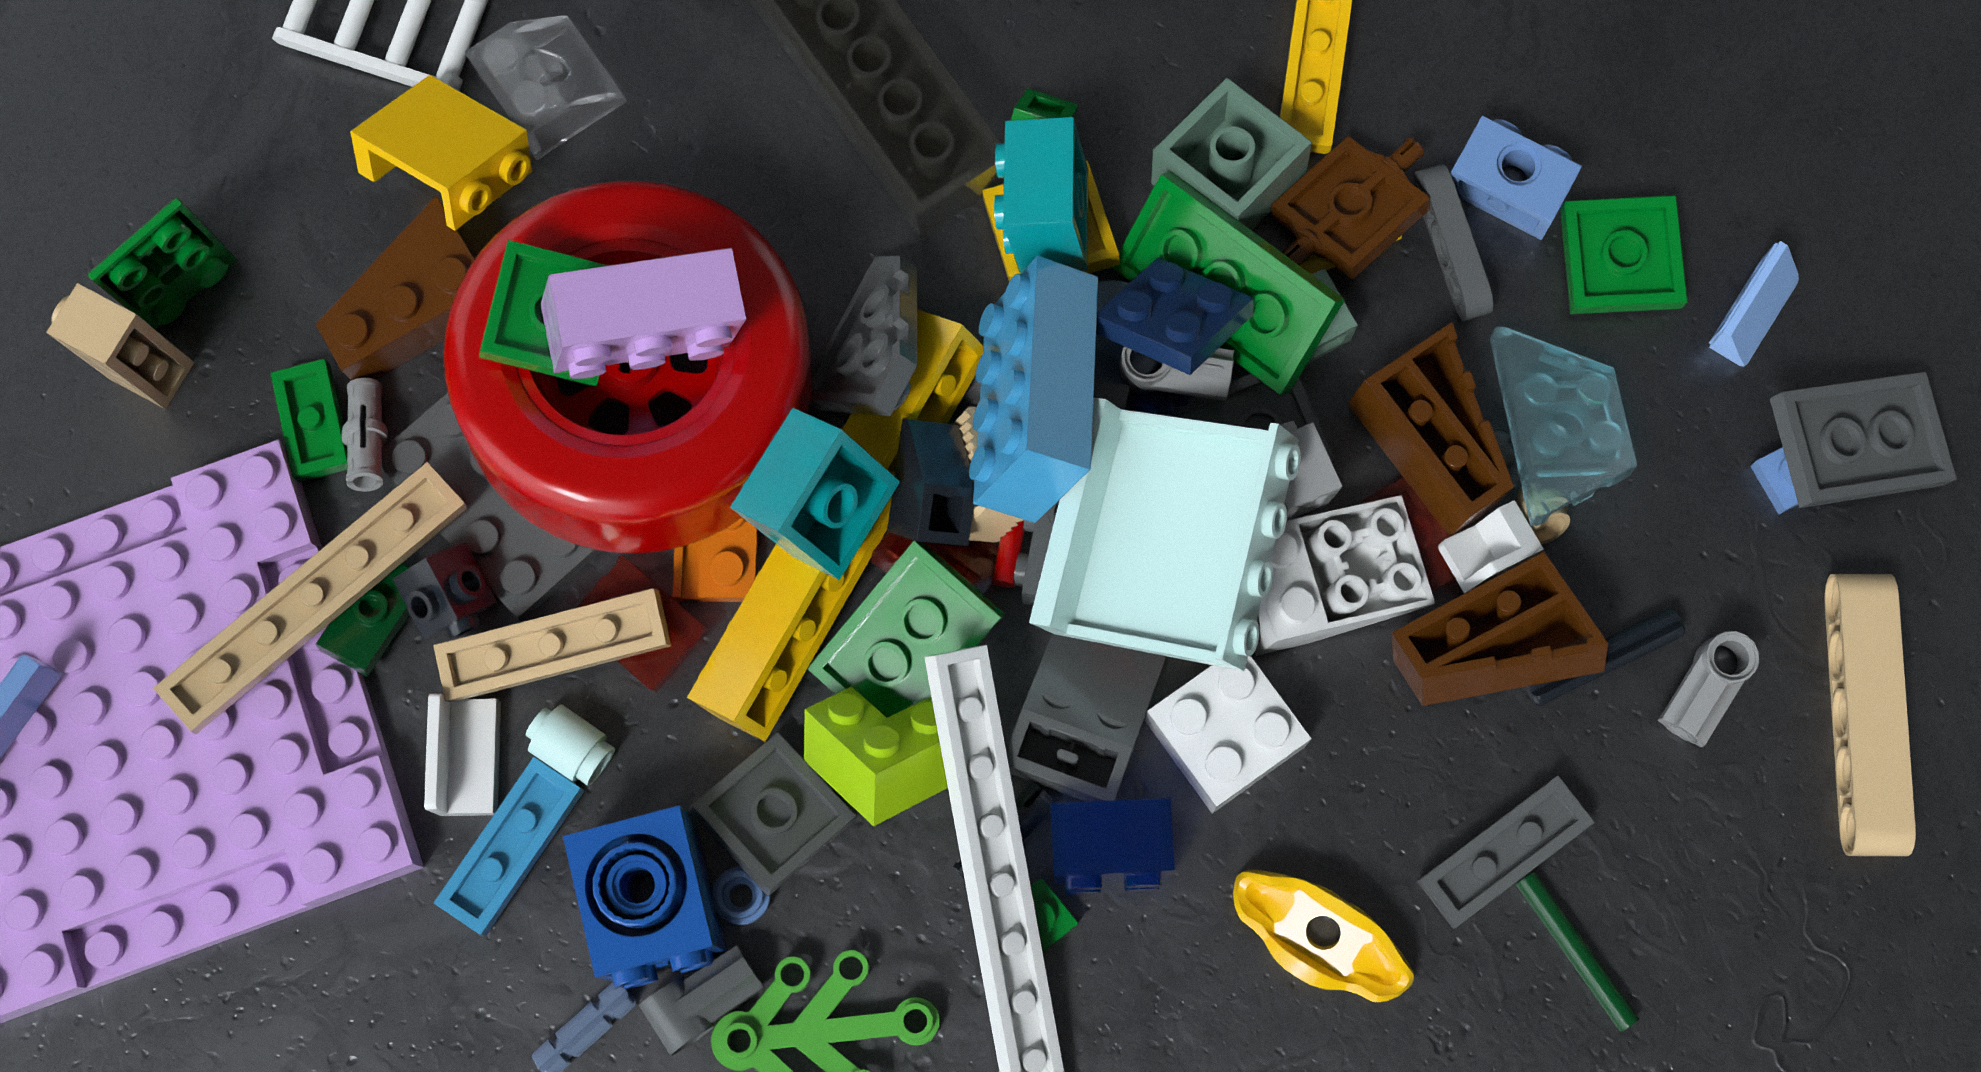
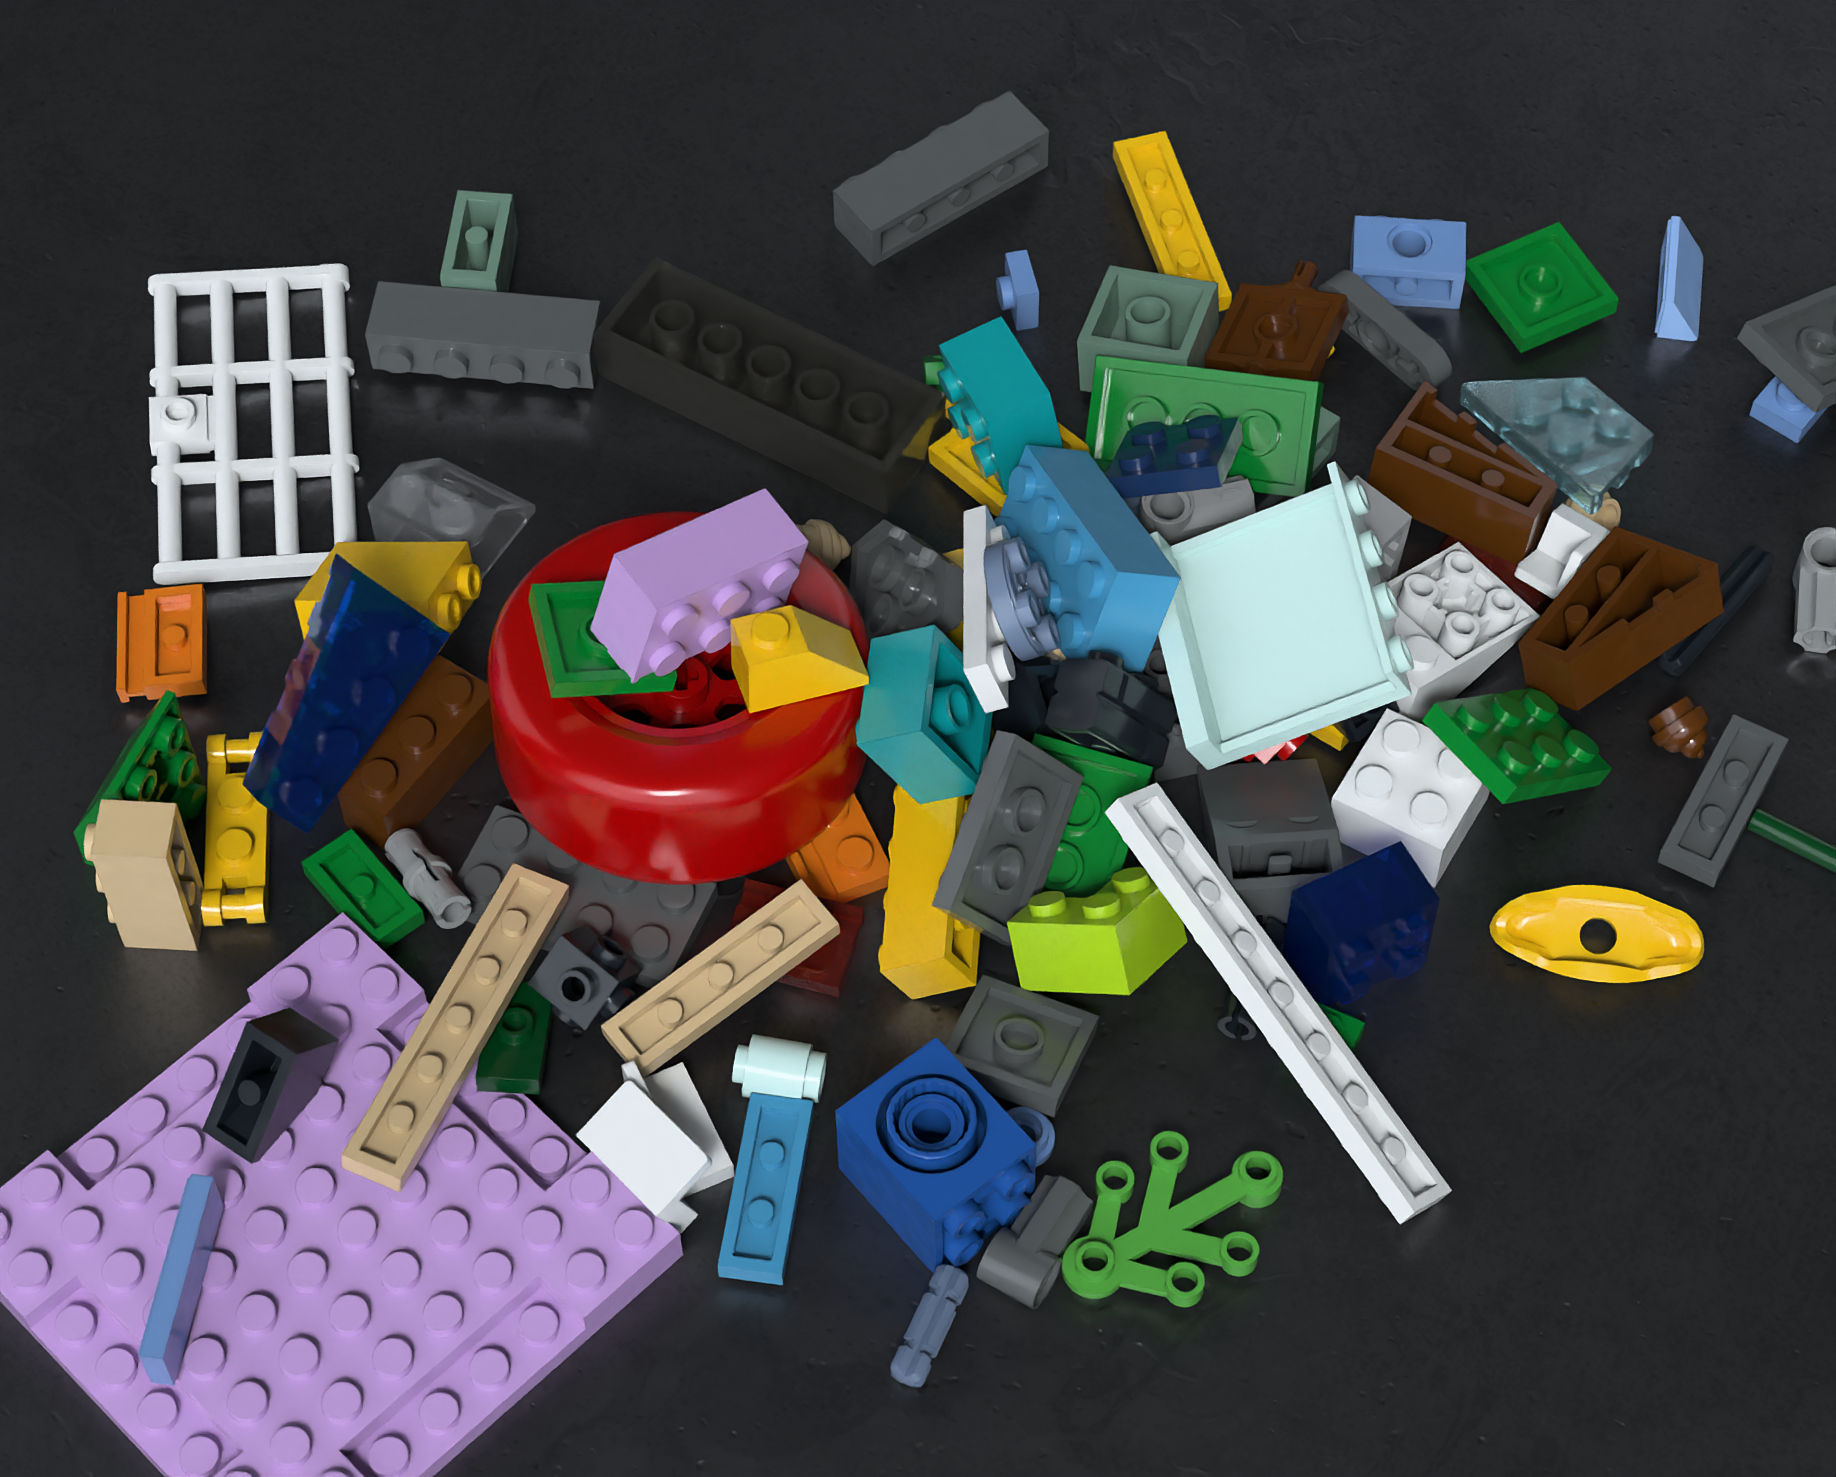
camera: 30 degrees left, 20 degrees down
(135, 585) = (269, 1081): none -> black slope
(240, 312) = (234, 838): none -> yellow plate
(254, 105) = (162, 642): none -> orange plate
(347, 242) = (339, 693): none -> clear blue wedge
(412, 785) = (647, 1153): none -> white panel
(706, 408) = (792, 658): none -> yellow slope
(835, 636) = (1007, 836): none -> dark grey plate
(841, 249) = (825, 541): none -> tan plate
(917, 410) = (985, 650): none -> white plate
(942, 422) = (1016, 598): none -> sand blue tile
(984, 553) = (1111, 709): none -> black brick
(1142, 58) = (1019, 290): none -> medium blue plate
(1339, 729) = (1518, 744): none -> green plate
(1506, 763) = (1681, 728): none -> reddish brown plate

